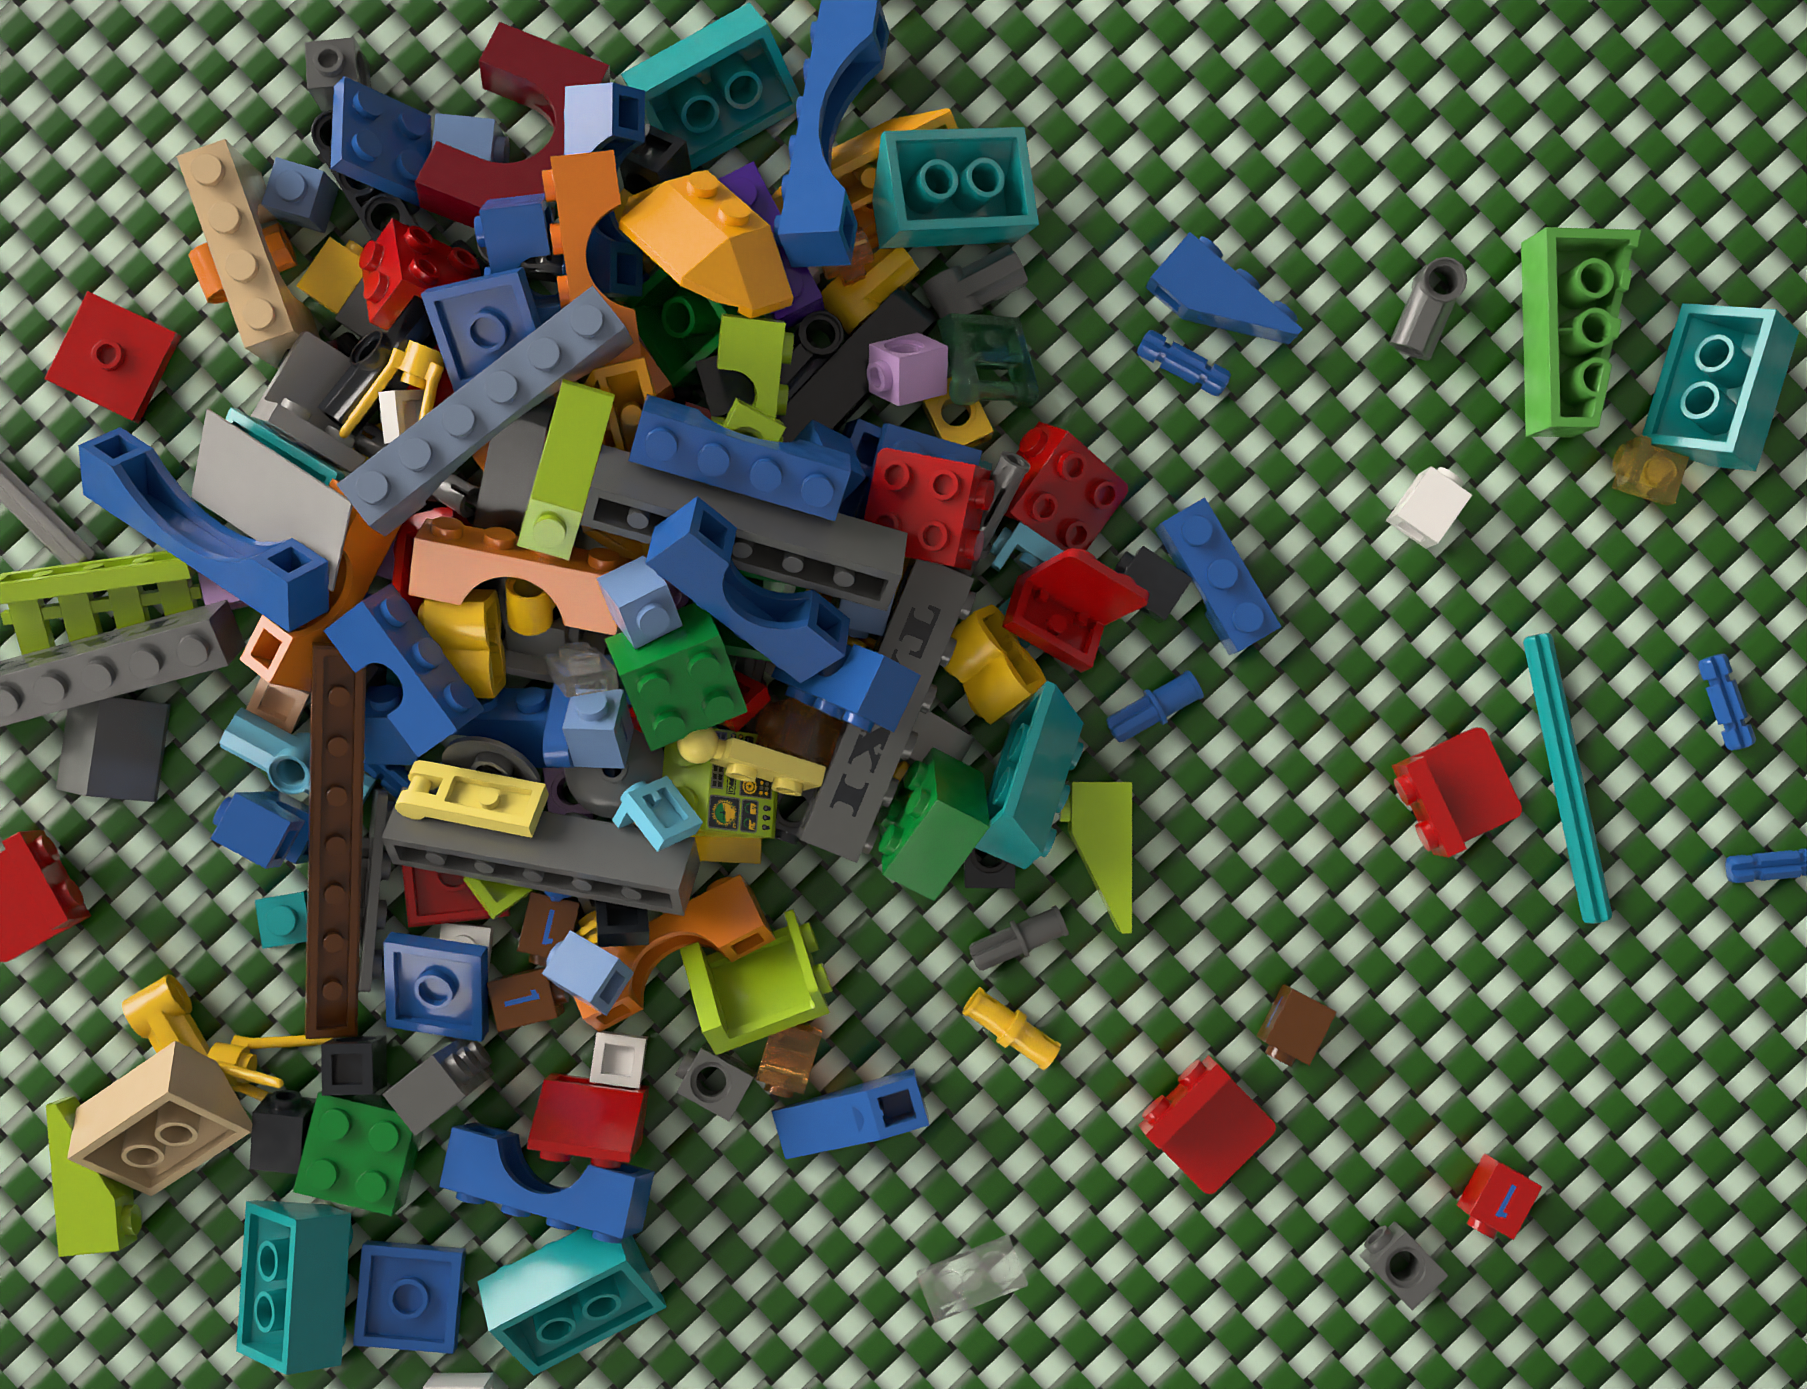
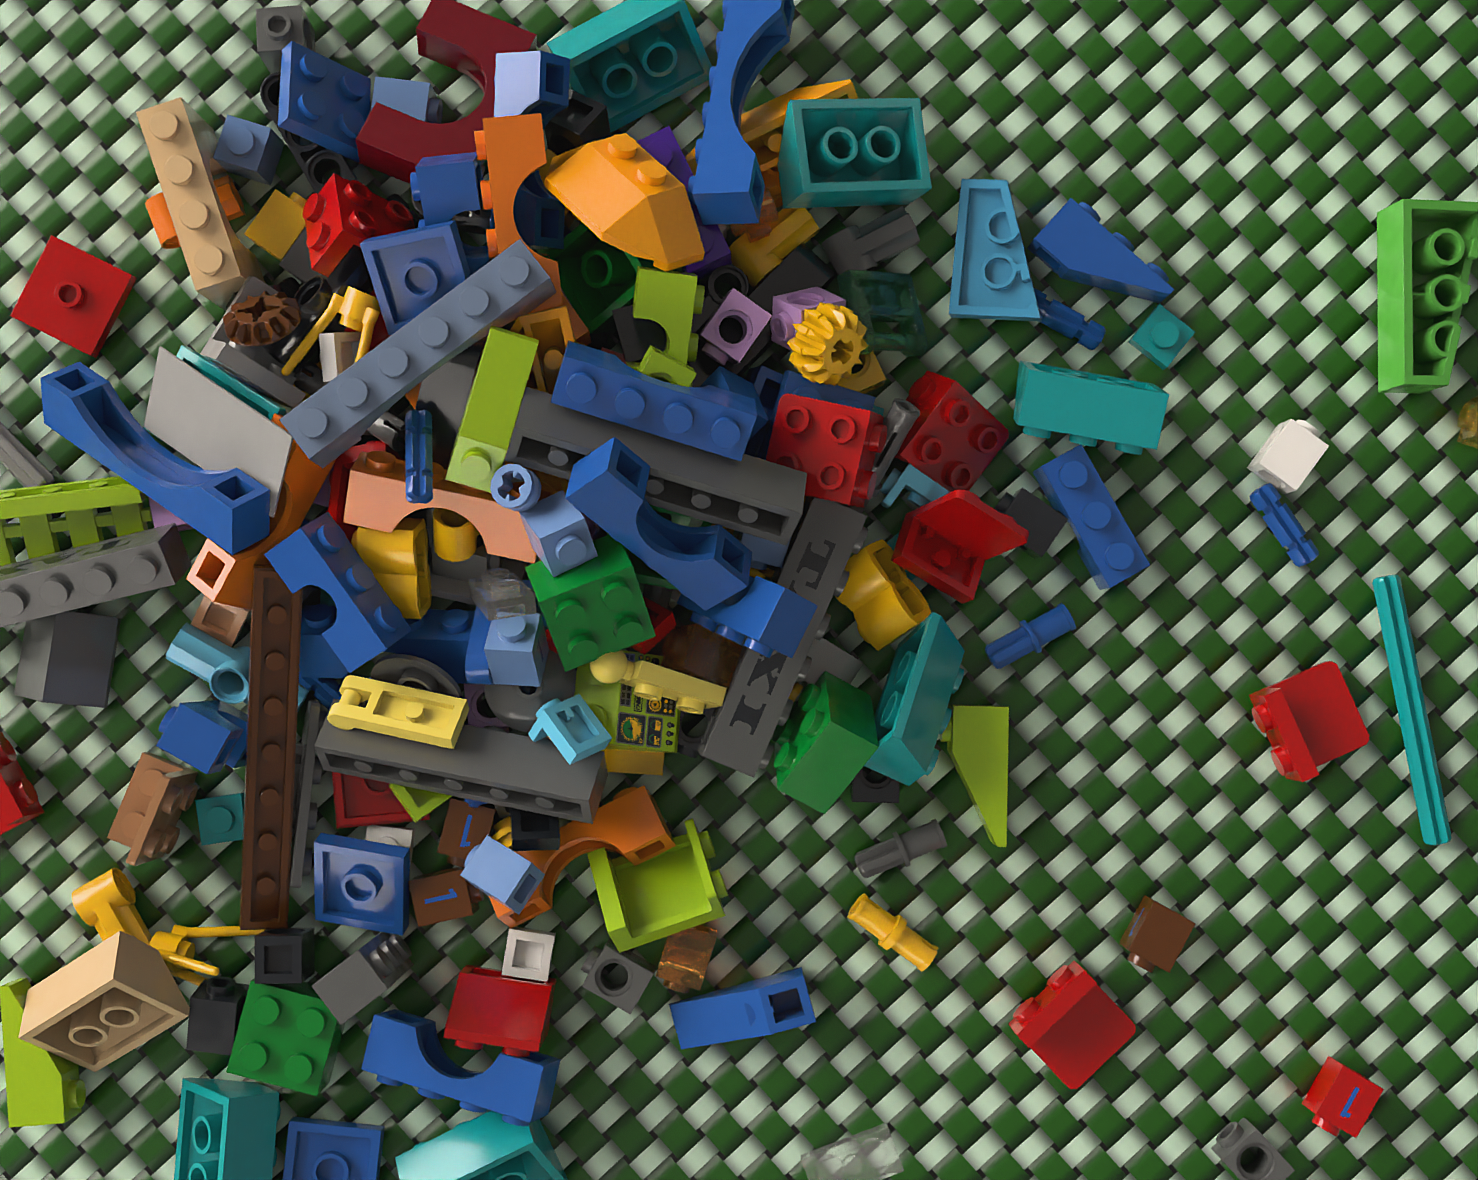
camera: 10 degrees right, 0 degrees up
(209, 909) = (153, 808): none -> medium nougat bracket
(331, 375) = (275, 315): none -> reddish brown gear
(488, 522) = (418, 456): none -> blue axle
(578, 550) = (529, 491): none -> medium blue bush
(844, 365) = (747, 314): none -> lavender brick
(928, 393) = (827, 344): none -> yellow gear
(1104, 298) = (989, 257): none -> dark azure wing
(1213, 457) = (1089, 407): none -> teal slope
(1291, 380) = (1161, 336): none -> teal plate
(1426, 581) = (1284, 525): none -> blue axle
(1427, 310) = (1289, 274): dark grey piece -> none

